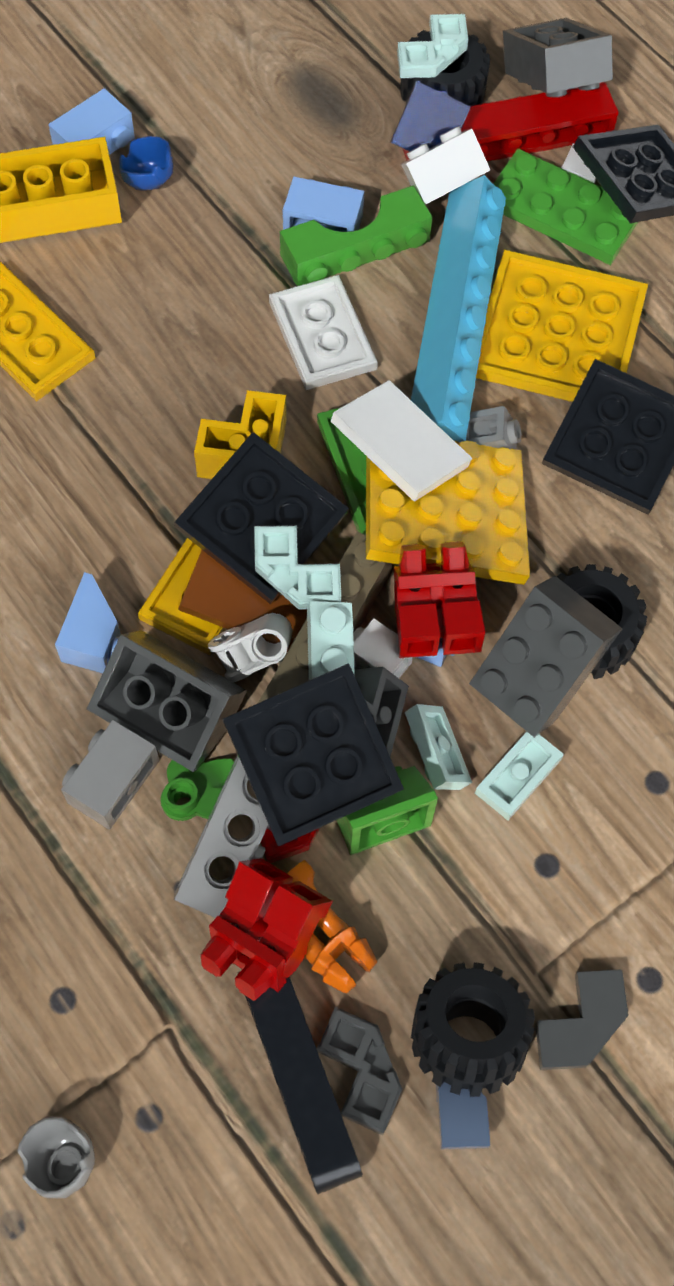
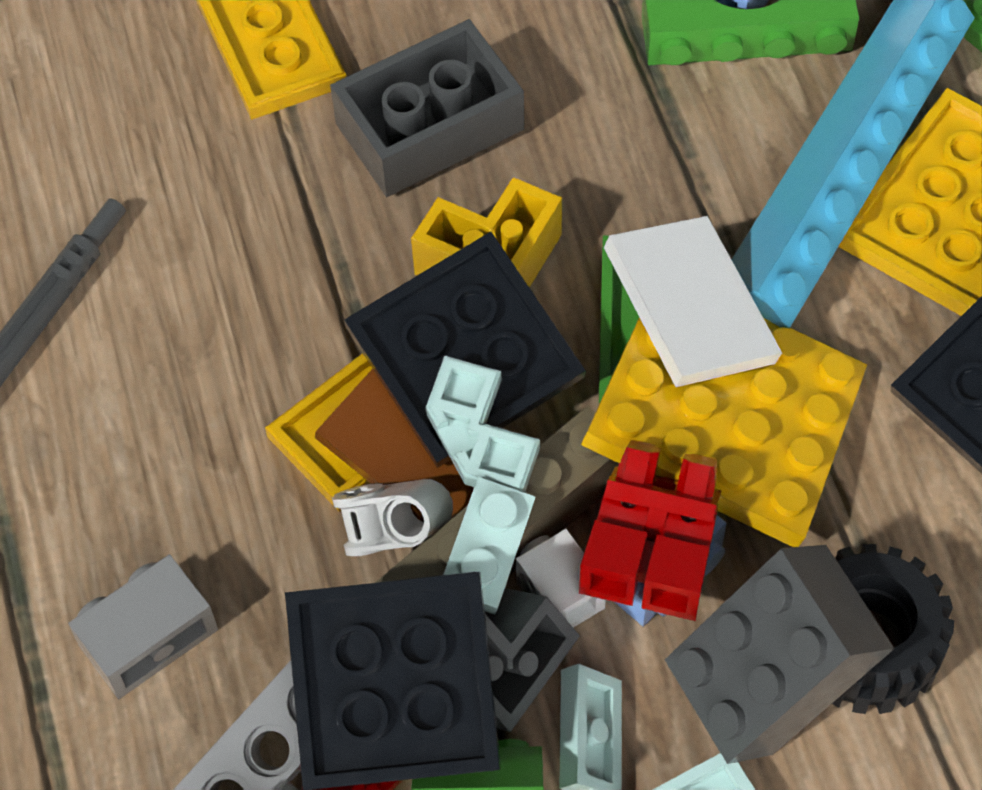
camera: 25 degrees right, 5 degrees down
(88, 629) = (193, 430): light blue slope -> none
(163, 357) = (428, 107): none -> dark grey brick
(165, 698) = (248, 543): dark grey slope -> none
(199, 786) = (240, 666): bright green plate -> none
(322, 332) = (657, 132): white tile -> none
(494, 428) = (838, 324): light grey bracket -> none

